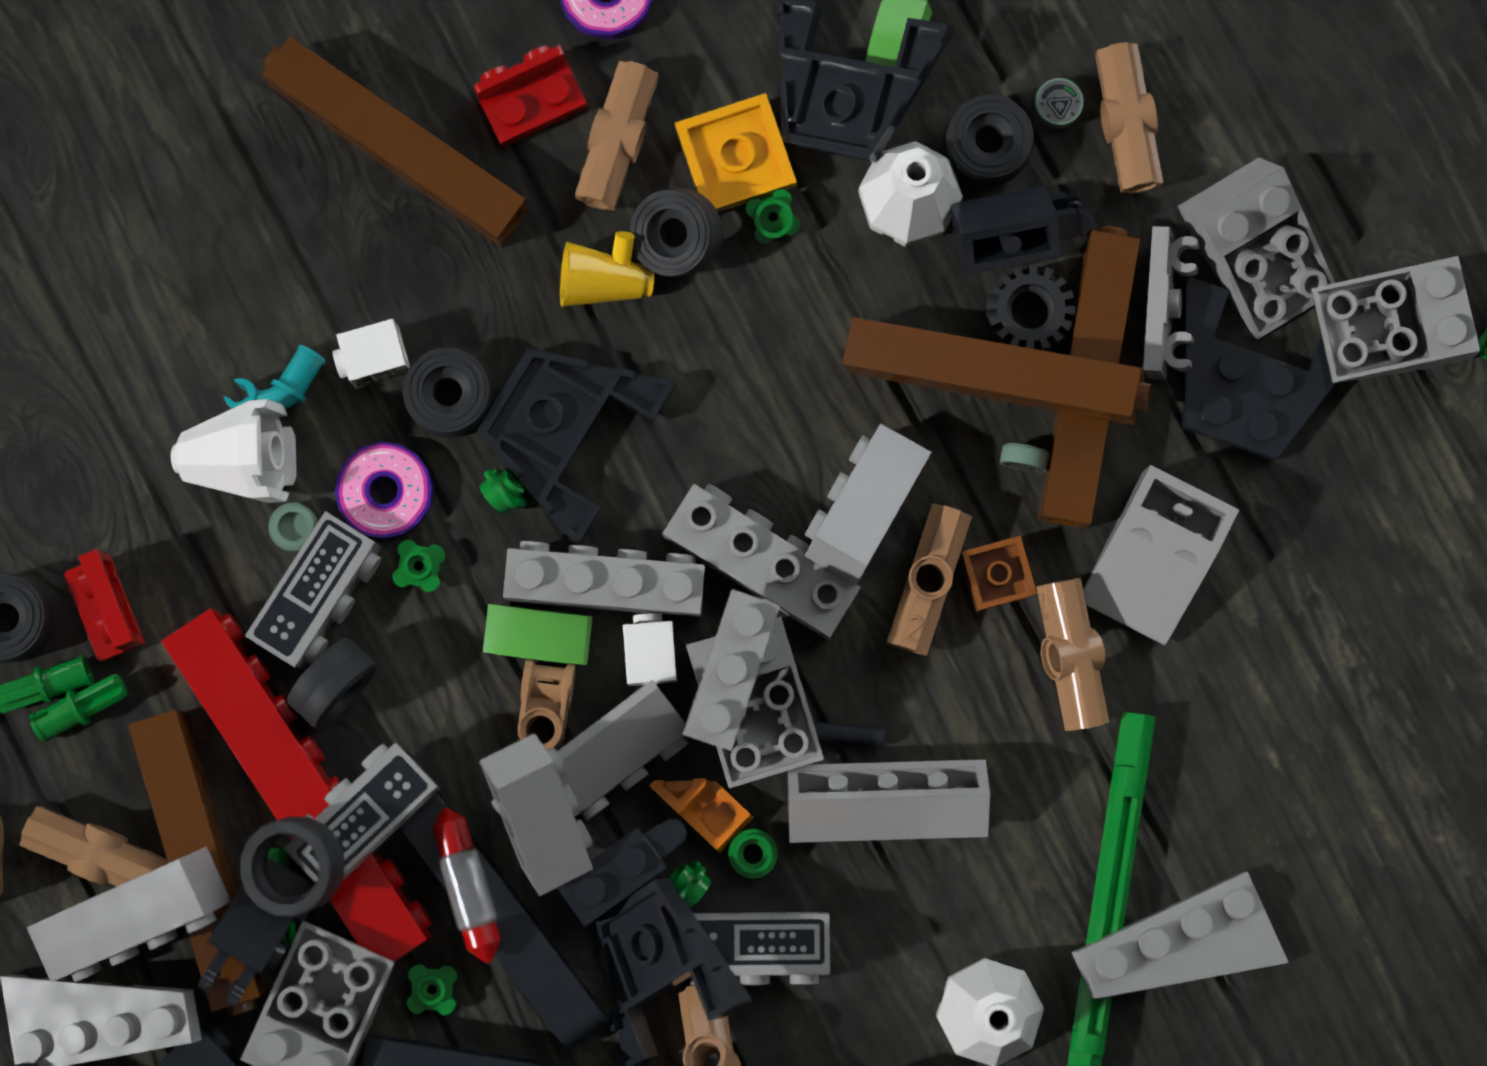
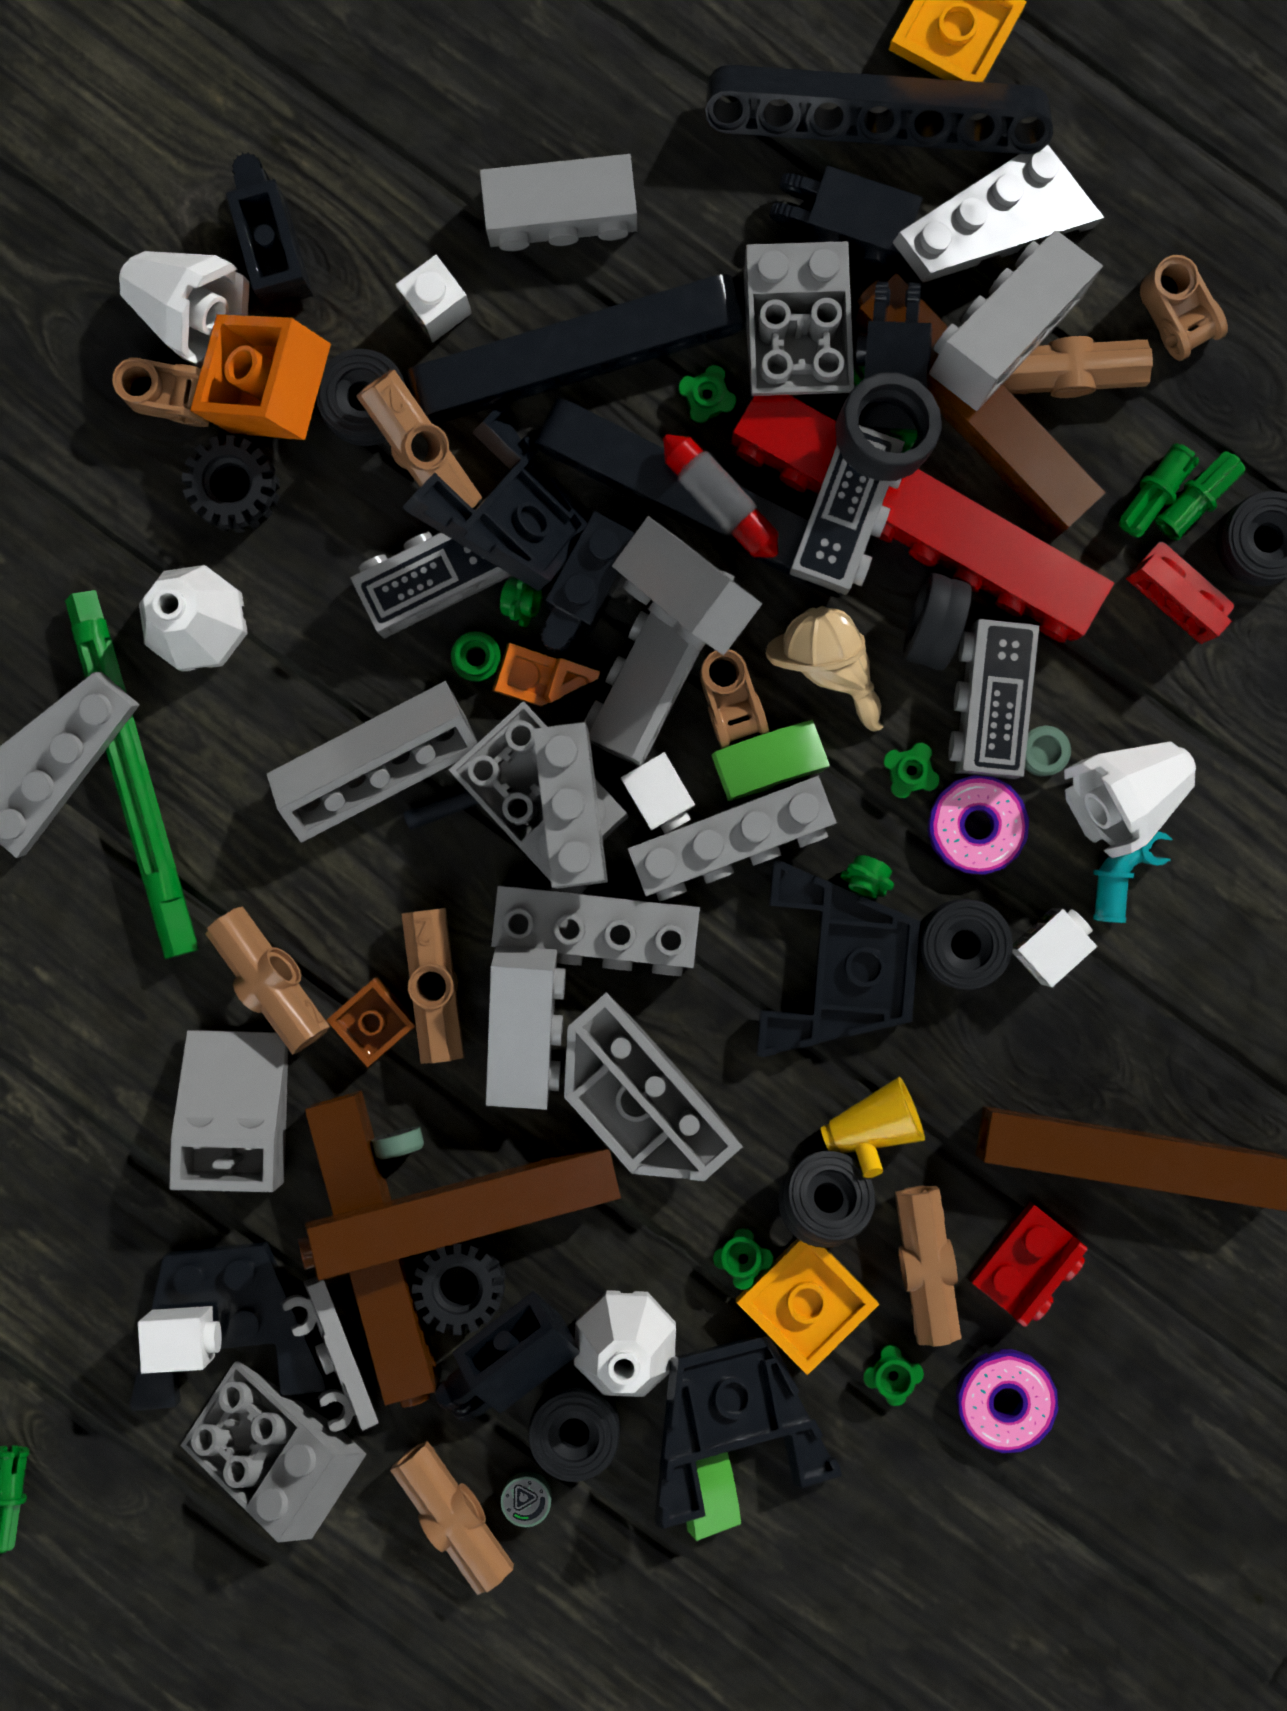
camera: 160 degrees right, 5 degrees up
(439, 699) = (831, 655): none -> tan piece
(695, 44) = (893, 1390): none -> green plate
(794, 393) = (641, 1098): none -> light grey wedge
(1292, 378) = (178, 1339): none -> white brick
(1396, 321) = (106, 1444): light grey slope -> none

